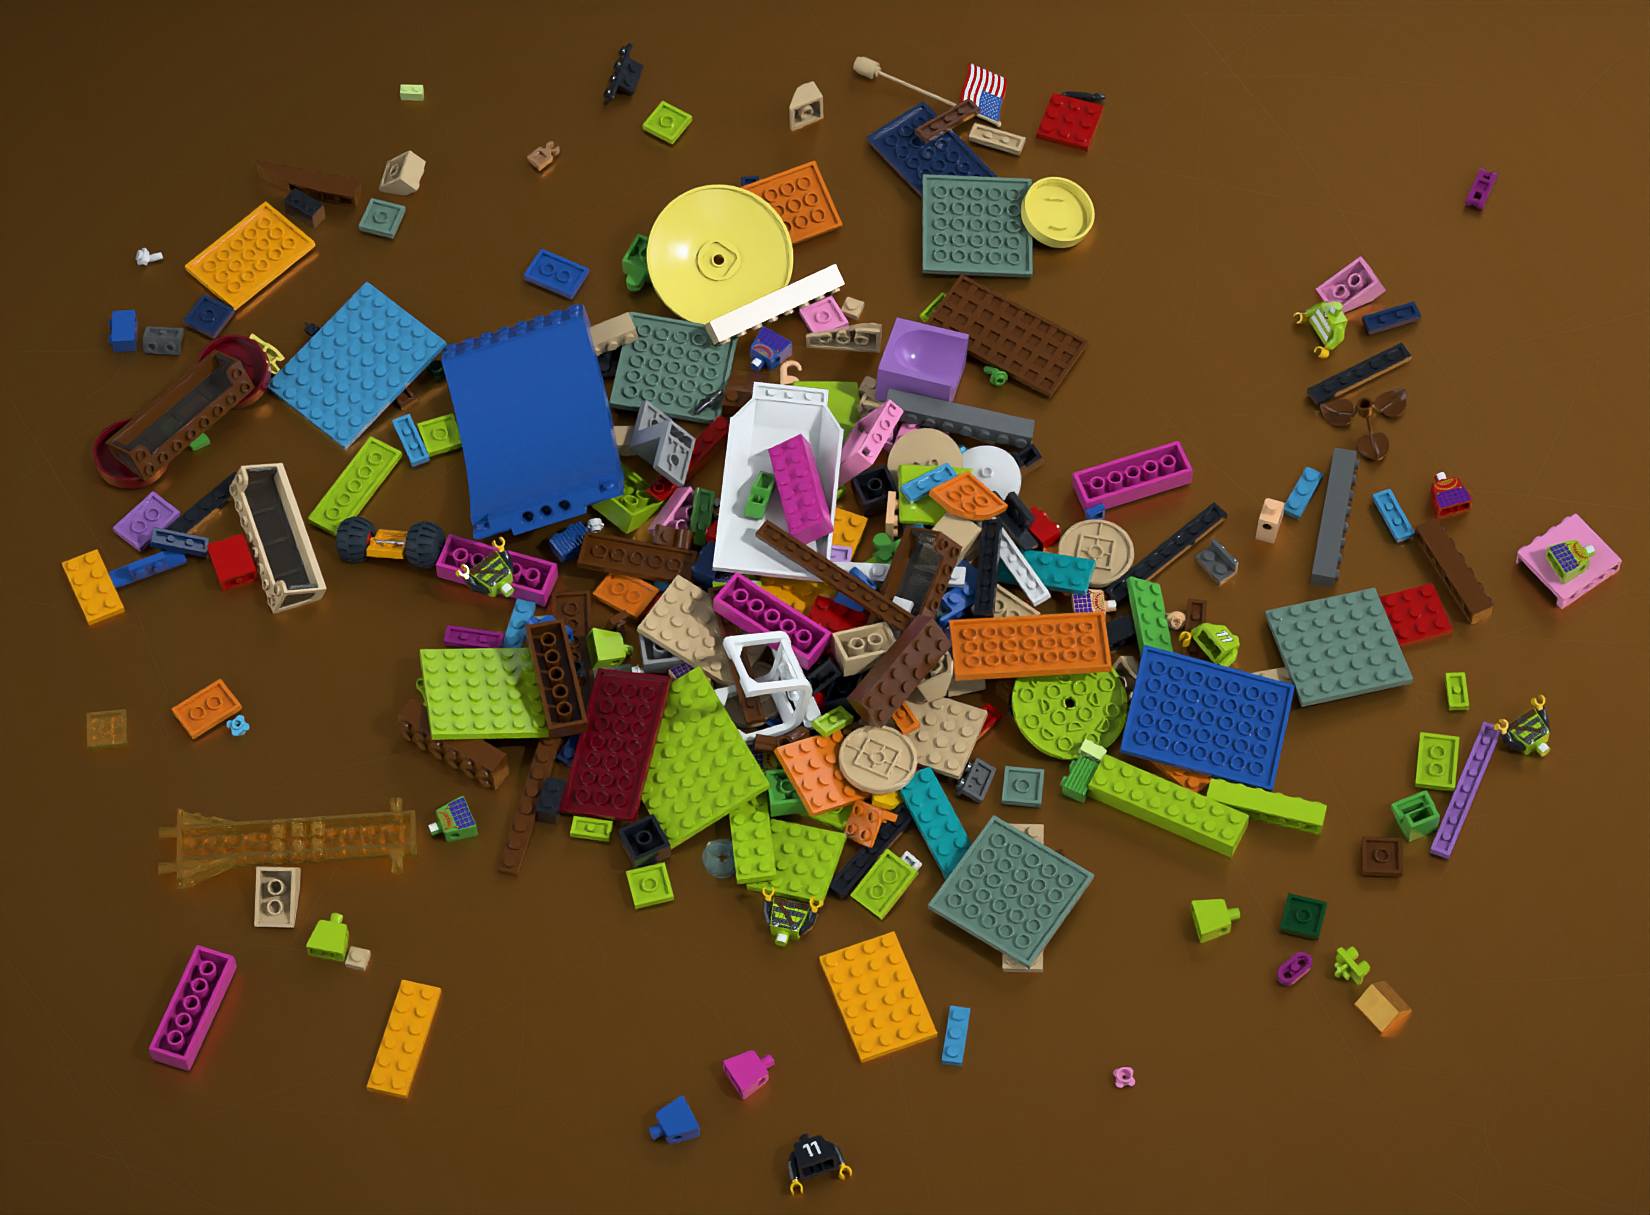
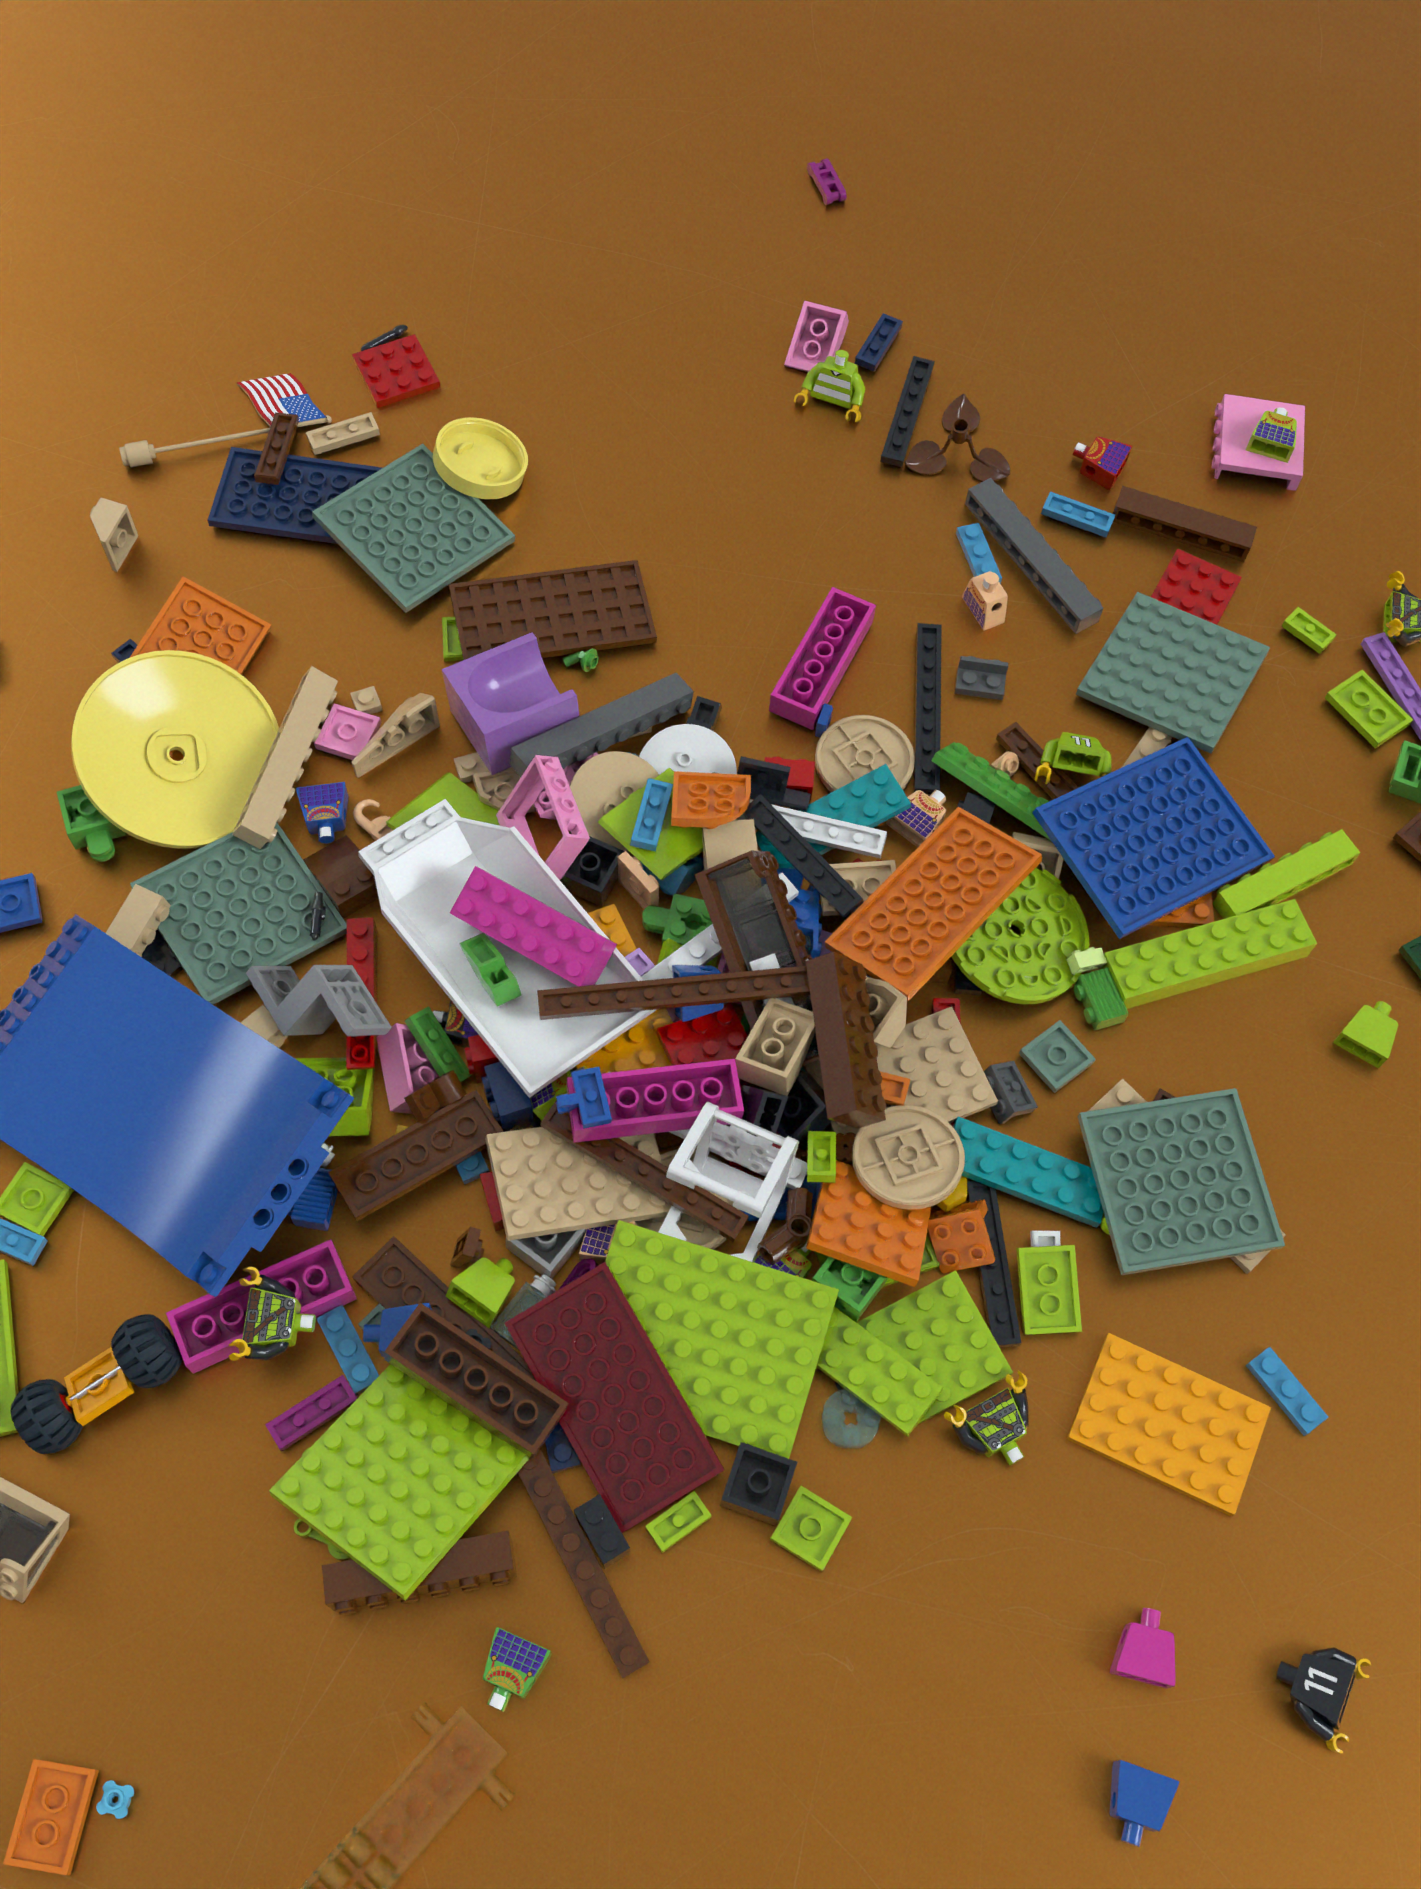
camera: 50 degrees left, 5 degrees up
(627, 594) = (442, 1205): orange plate -> none
(733, 588) = (588, 1098): none -> blue plate

